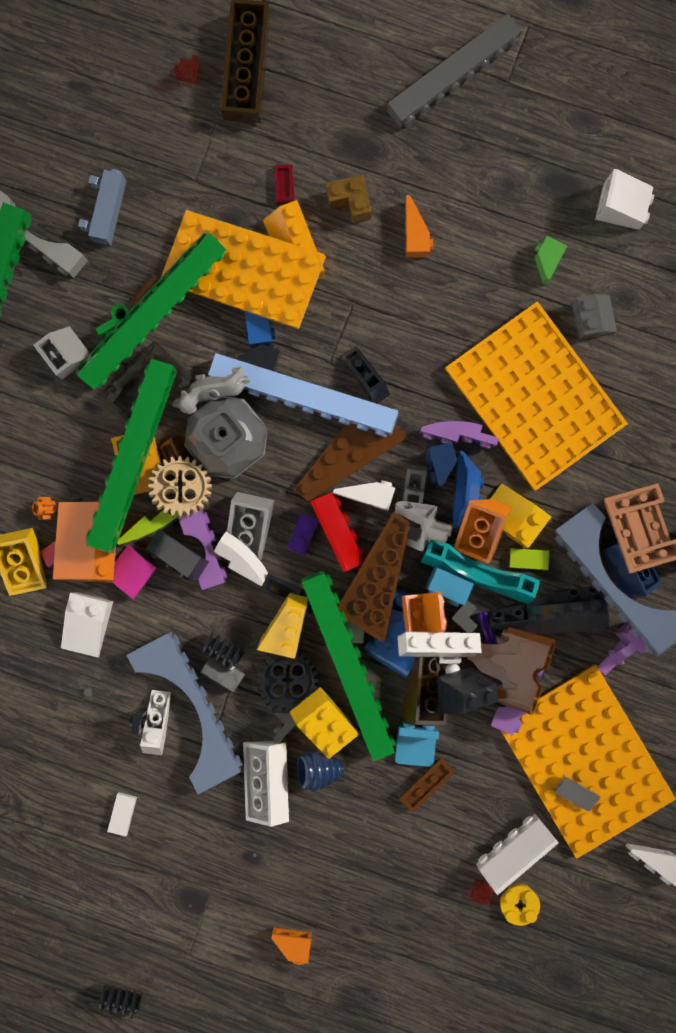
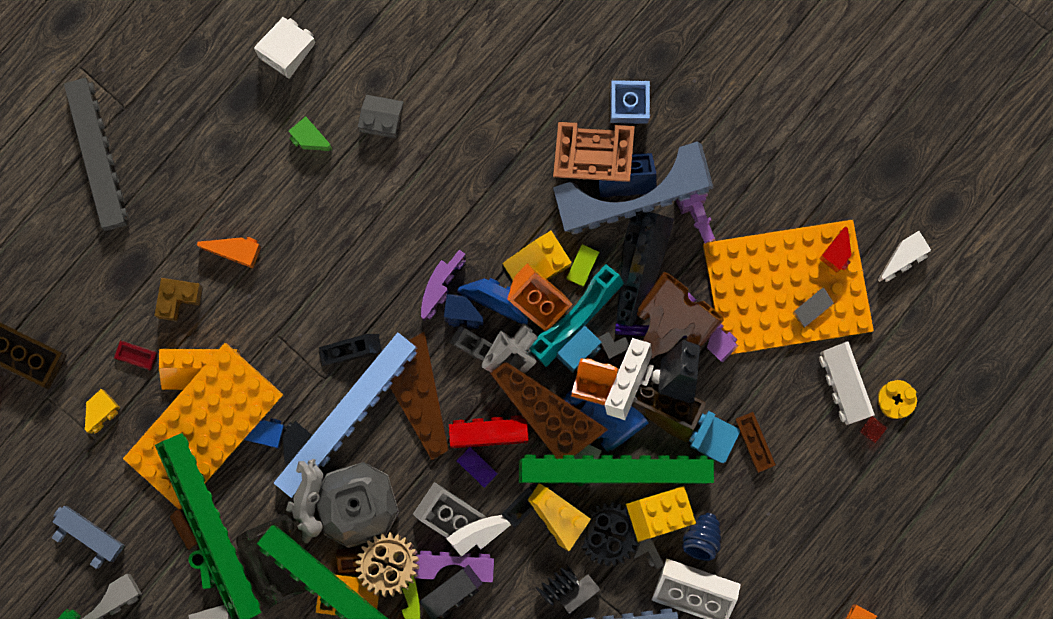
camera: 75 degrees left, 5 degrees down
(220, 170) = (98, 410): none -> yellow slope
(372, 494) = (465, 386): white slope -> none
(536, 396) = (433, 199): light orange plate -> none
(640, 798) = (838, 252): none -> red slope

